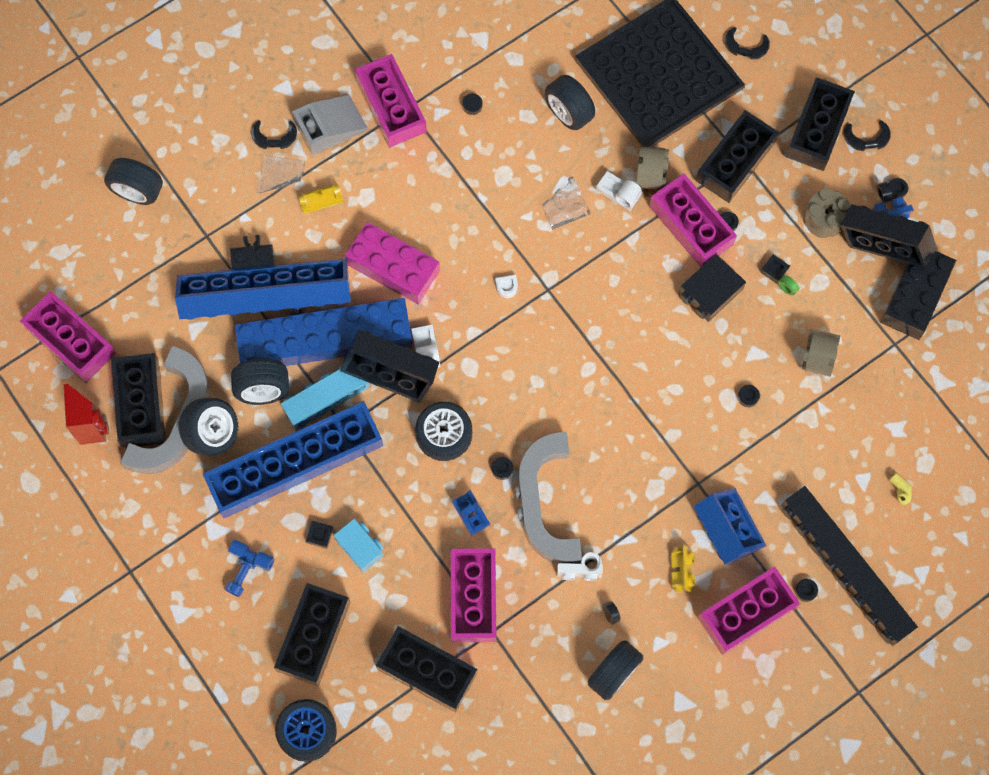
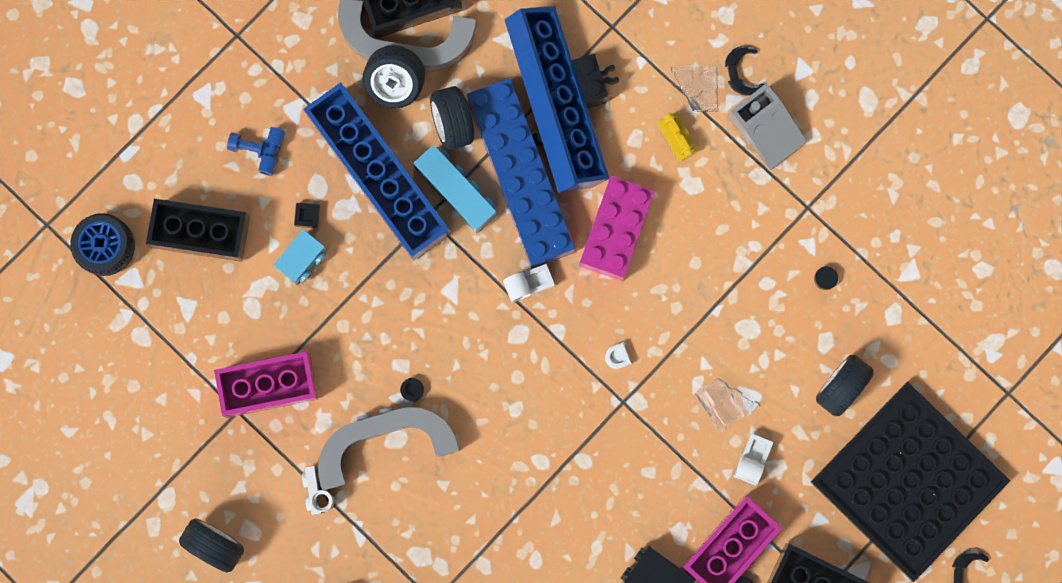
camera: 80 degrees right, 10 degrees up
(389, 366) = (492, 248): black brick -> none
(390, 100) = (806, 187): dark pink brick -> none
(426, 669) = (182, 352): black brick -> none
(443, 417) = (433, 305): wheel -> none
(464, 506) = (345, 373): blue hips -> none
(611, 612) = (275, 531): black tile -> none
(652, 167) = (784, 491): dark tan brick -> none

